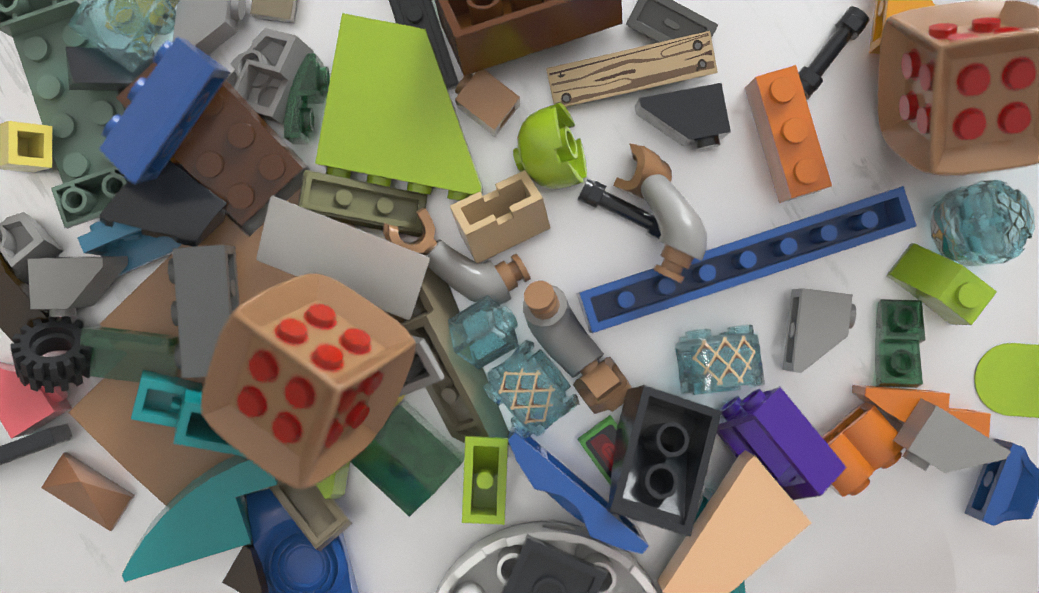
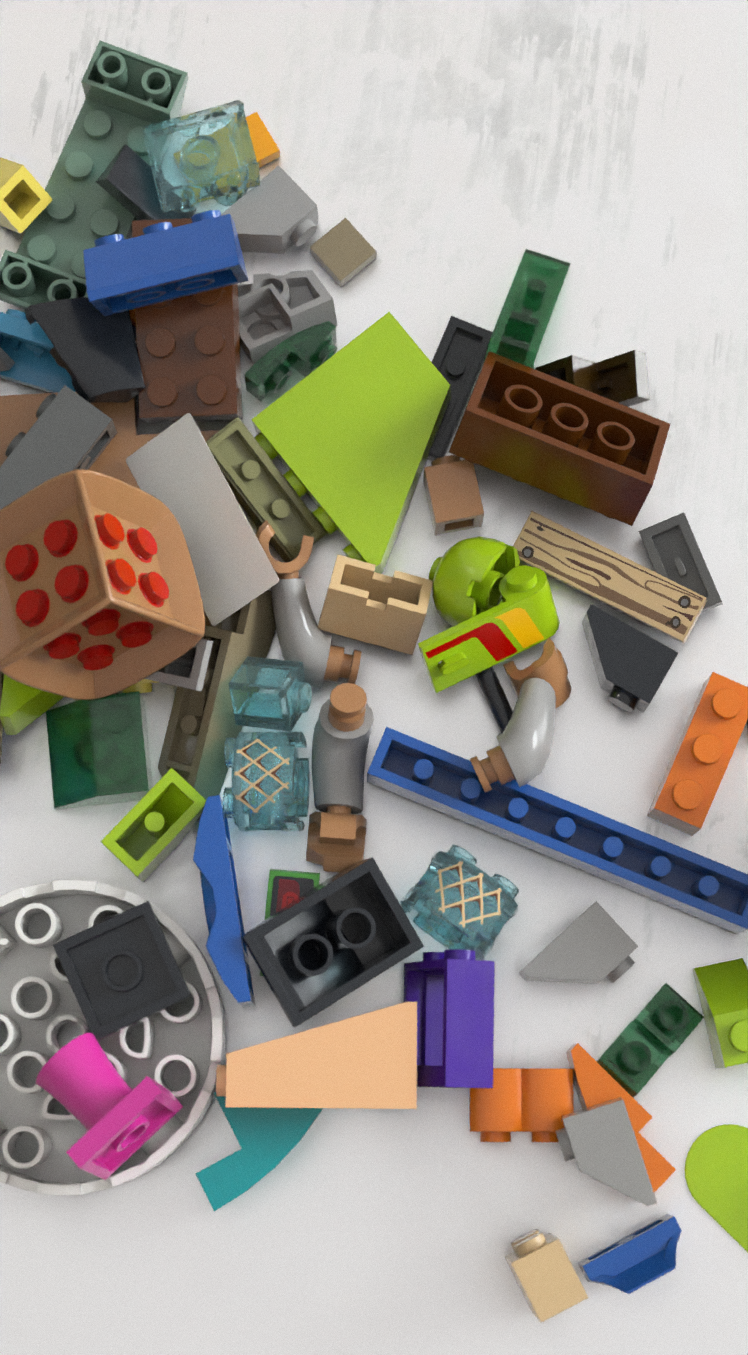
camera: 40 degrees right, 10 degrees down
(604, 147) = (496, 634): none -> lime door
(966, 548) = (545, 1274): none -> tan brick

